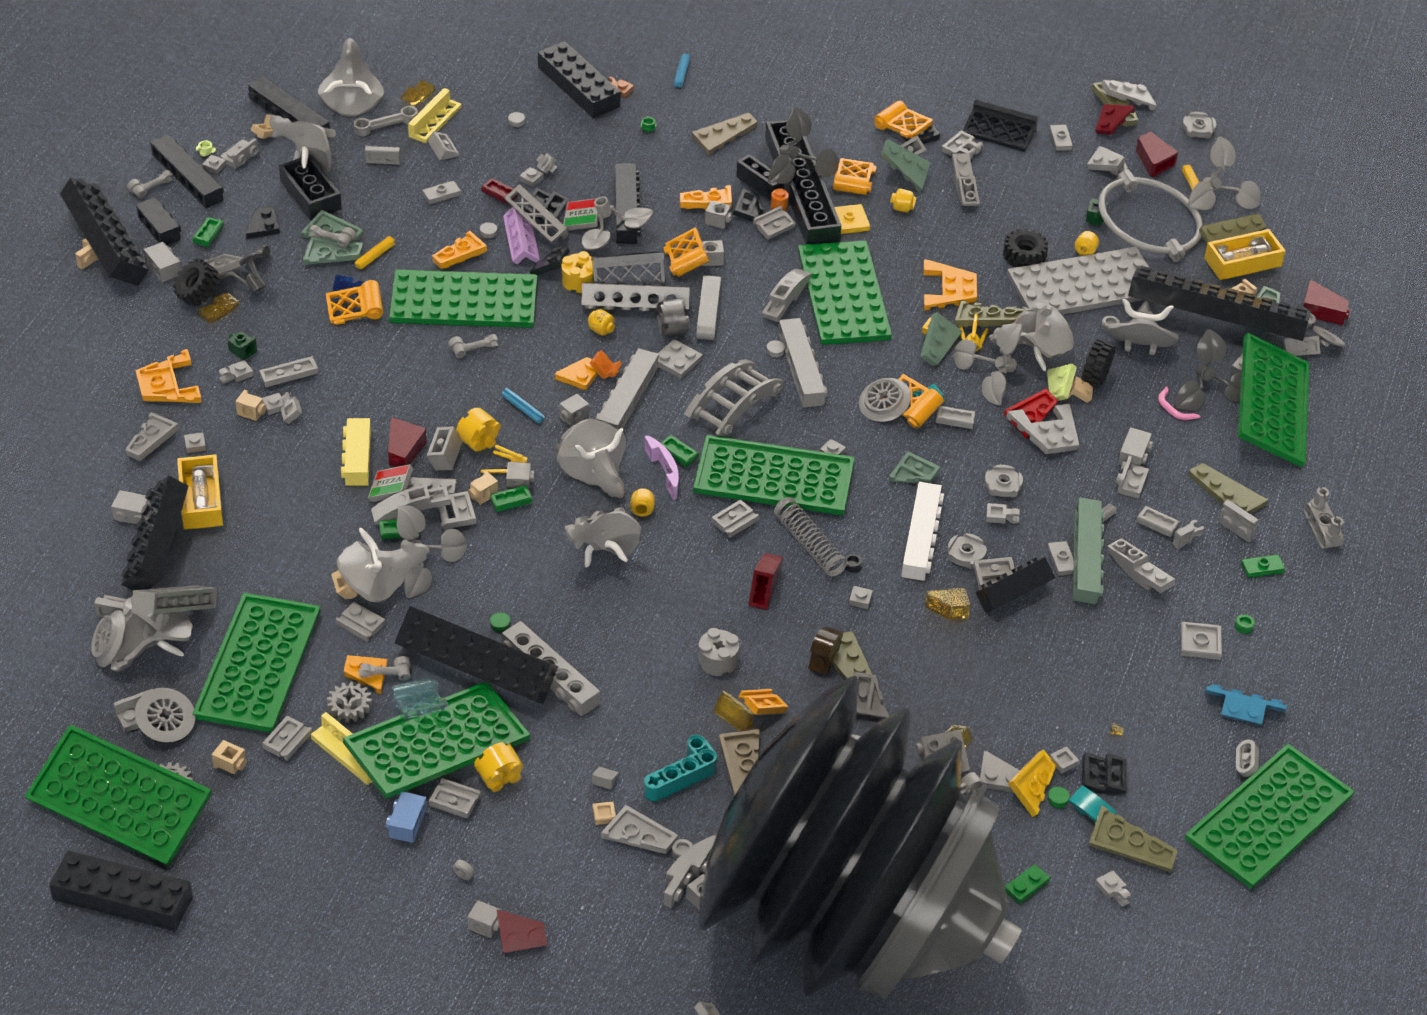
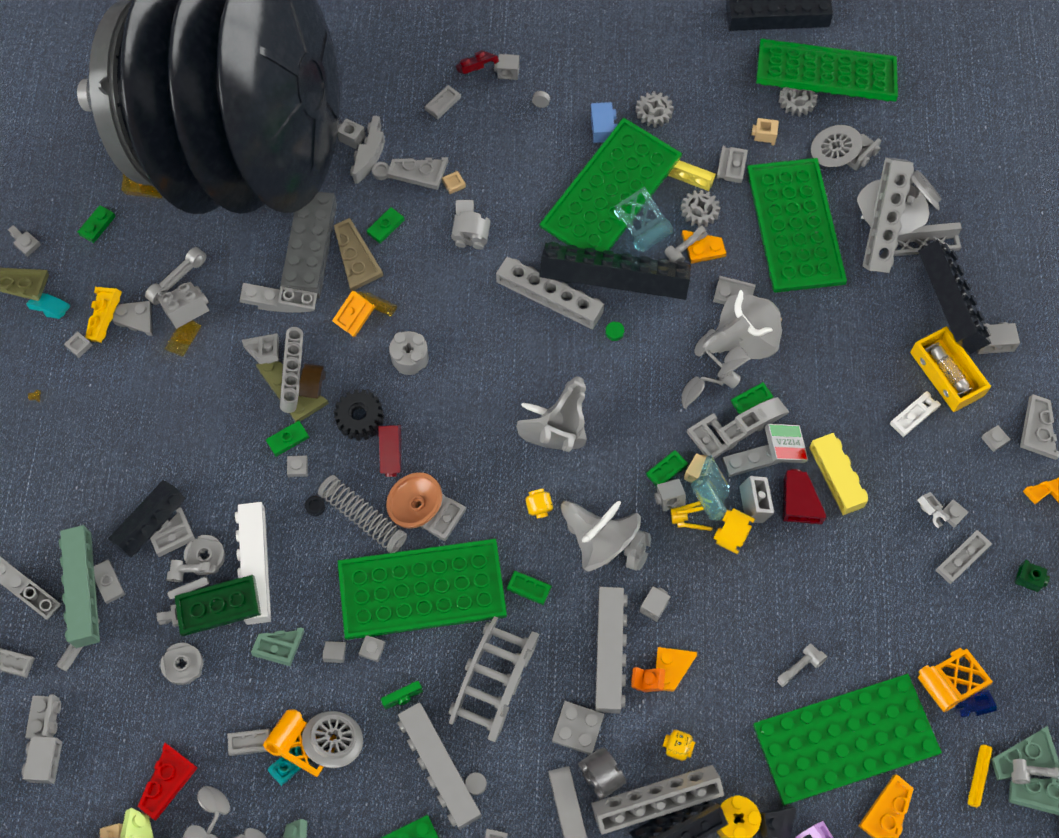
camera: 165 degrees right, 20 degrees up
(237, 371) = (1013, 542): light grey plate -> none
(250, 406) = (972, 495): tan brick -> none
(254, 476) = (914, 414): none -> white plate
(339, 819) = (654, 109): none -> light grey gear
(454, 798) = (574, 154): light grey plate -> none
(490, 441) = (711, 489): none -> clear light blue piece
(499, 766) = (550, 181): yellow brick -> none
(523, 405) = (710, 596): dark azure axle -> none
(580, 903) = (442, 102): none -> light grey plate
(608, 741) = (470, 230): none -> light grey brick
(657, 451) = (551, 576): lavender slope -> none
(697, 766) = (416, 212): teal beam -> none
(698, 789) = (385, 225): none -> green plate
(763, 522) = (408, 495): none -> nougat dish
(786, 627) = (362, 427): none -> black tyre
(817, 410) = (402, 695): none -> green plate
(852, 637) = (291, 378): none -> light grey beam
(864, 621) = (287, 438): none -> green plate
(866, 454) = (334, 652): none -> light grey slope
(949, 603) = (209, 480): clear yellow slope -> none
(961, 496) = (217, 605): none -> dark green plate
(987, 527) = (188, 587): none -> light grey plate
(995, 542) = (177, 569): none -> light grey brick
(1049, 435) = (134, 752): light grey wing -> none
(1058, 797) = (79, 310): green tile -> none
(1104, 774) = (41, 345): black slope -> none

